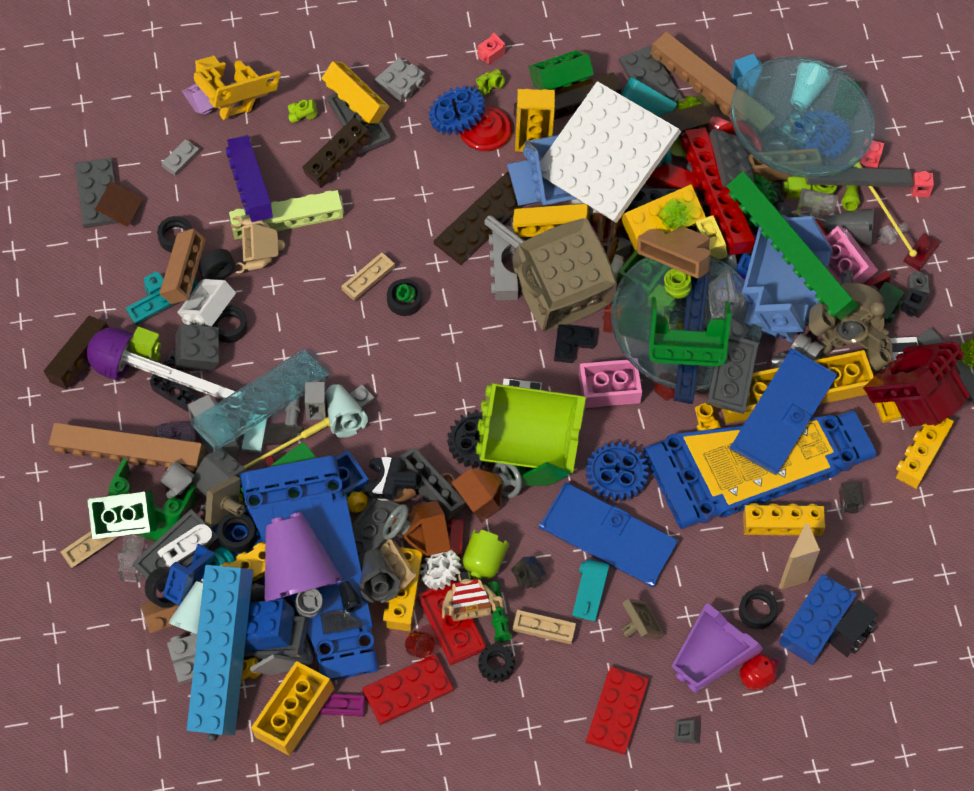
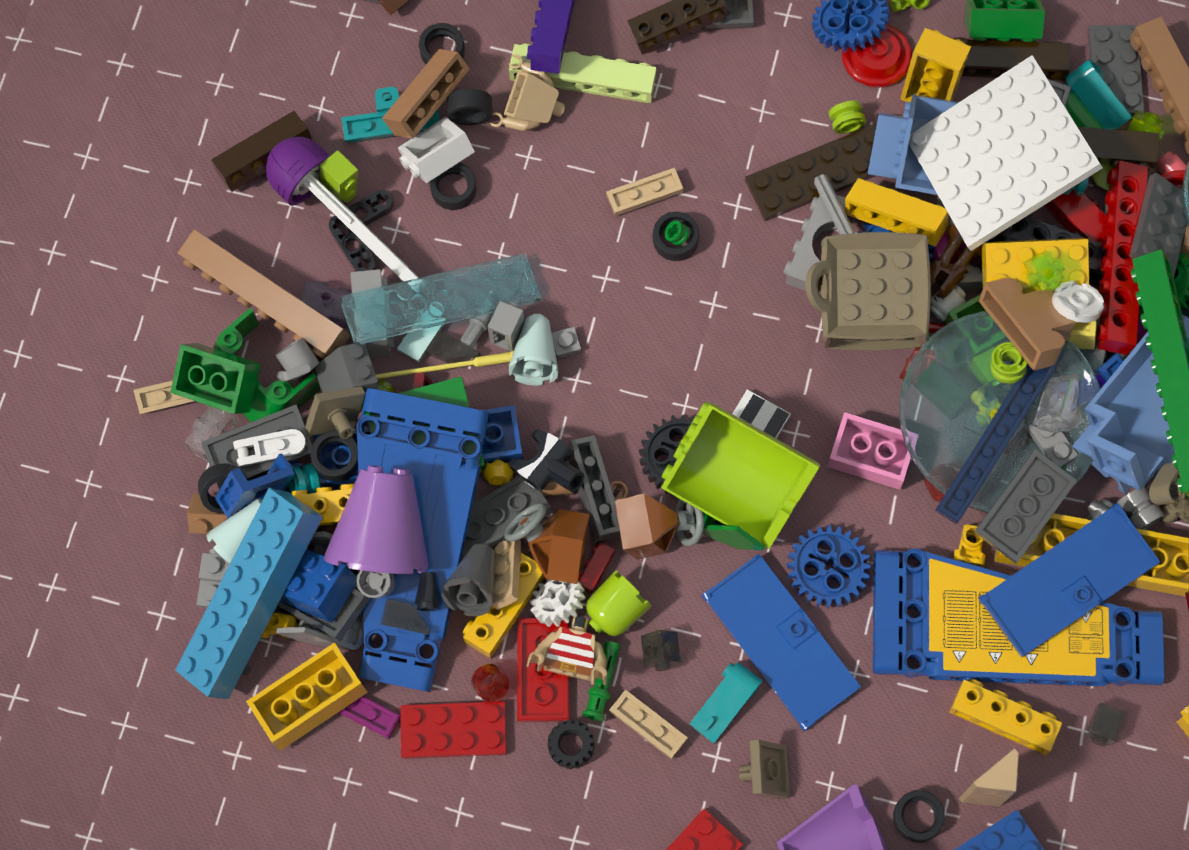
camera: 30 degrees right, 10 degrees up
(197, 347) = (399, 201): dark grey brick -> none
(485, 174) = (847, 117): none -> lime wheel
(571, 337) = (853, 369): black plate -> none
(689, 347) = (982, 449): green windscreen -> none
(704, 226) = (1078, 302): none -> white tile

